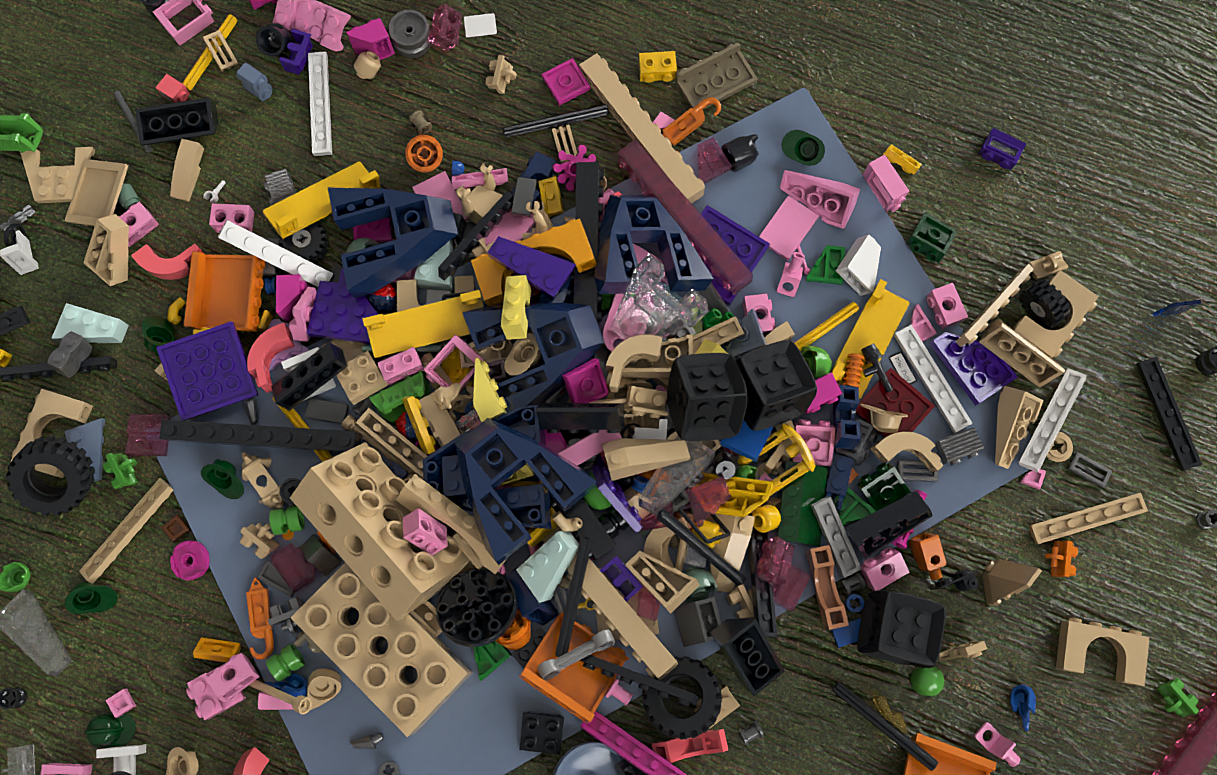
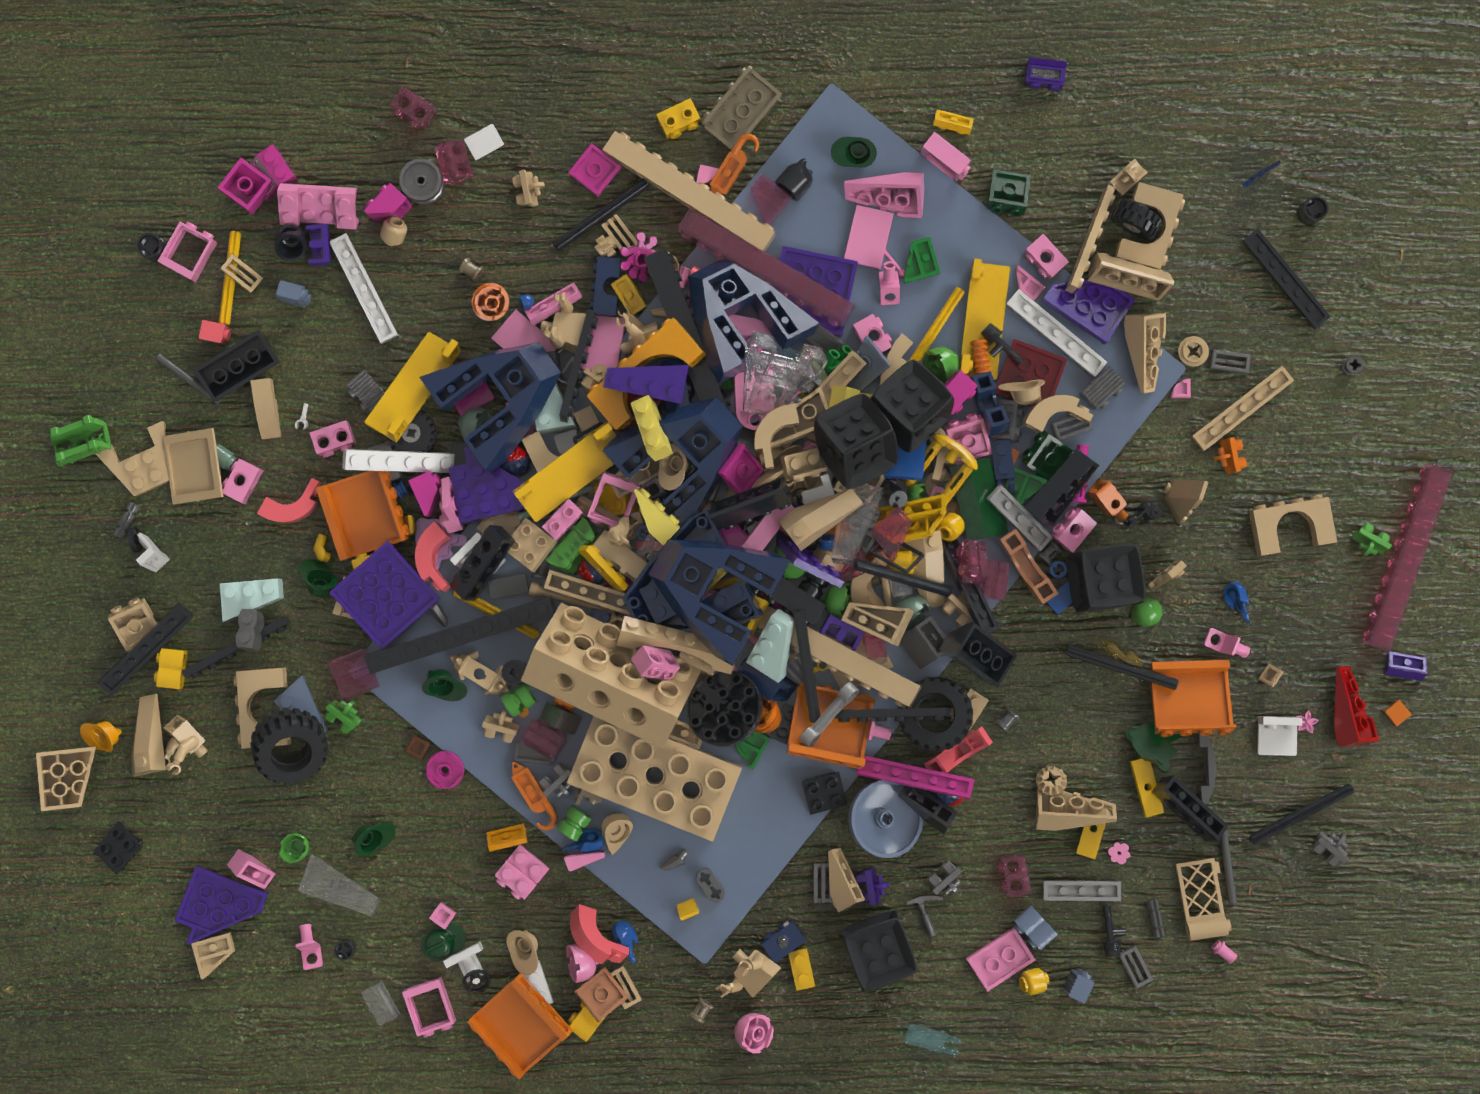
camera: 20 degrees left, 10 degrees up
(109, 250) = (236, 518): tan wedge -> none
(126, 530) = (375, 766): tan plate -> none
(244, 676) = (543, 850): bright pink brick -> none
(300, 703) = (608, 851): tan piece -> none
(523, 194) = (605, 307): dark grey tile -> none
(547, 146) = (605, 246): none -> tan gear
(567, 525) = (775, 605): tan arm -> none
(629, 544) = (837, 600): none -> bright green cylinder
(861, 265) = (951, 248): white slope -> none
(902, 367) = (1025, 332): white sticker -> none
(1052, 420) = (1180, 328): white plate -> none

